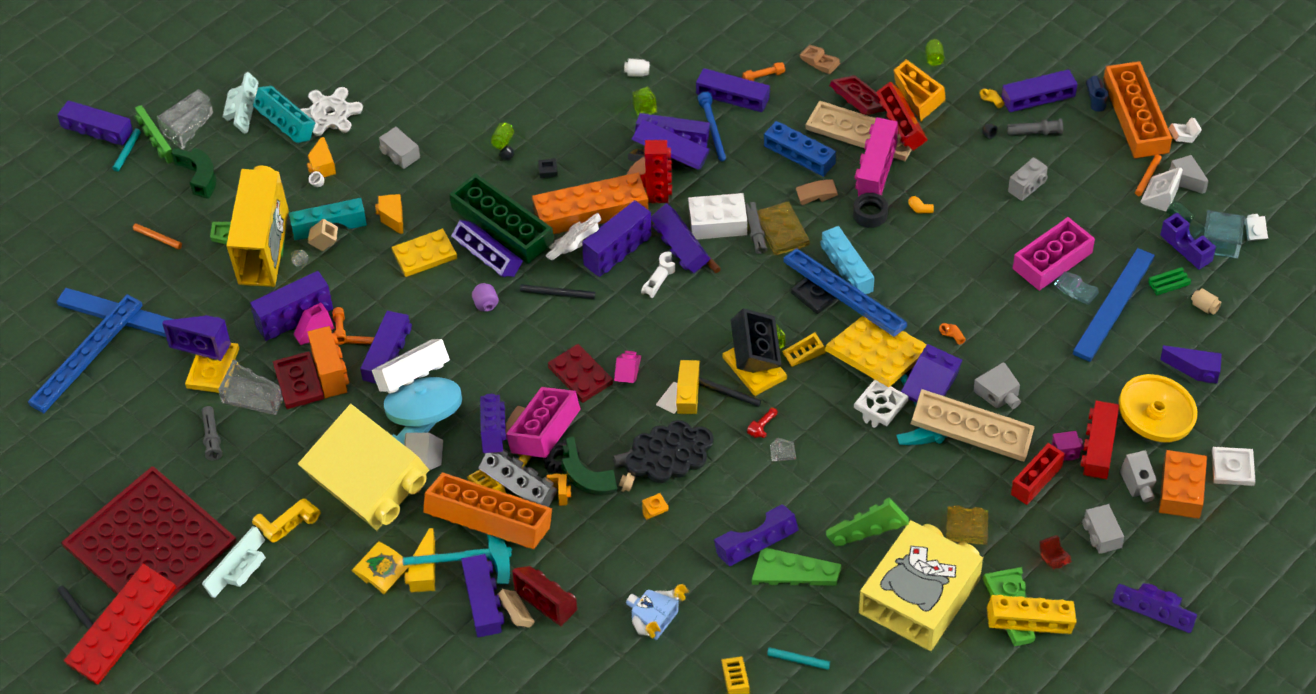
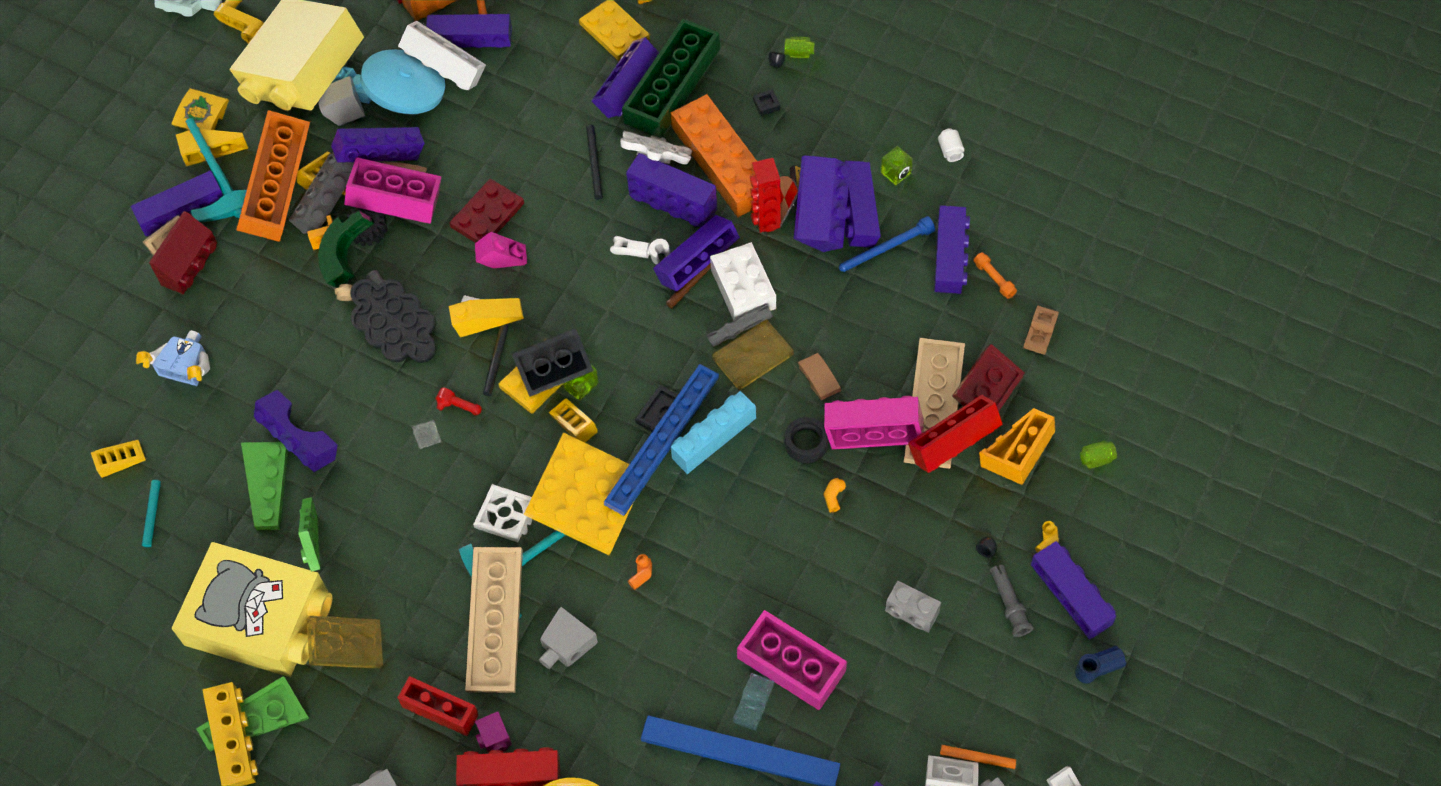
camera: 75 degrees right, 10 degrees up
(485, 297) = (561, 96): medium lavender head -> none
(654, 506) = (310, 322): light orange bracket -> none
(800, 148) = (879, 342): blue brick -> none
(932, 372) = (556, 559): dark purple slope -> none
(1053, 553) = (330, 750): clear red bracket -> none
(1137, 109) = (1081, 718): orange brick -> none

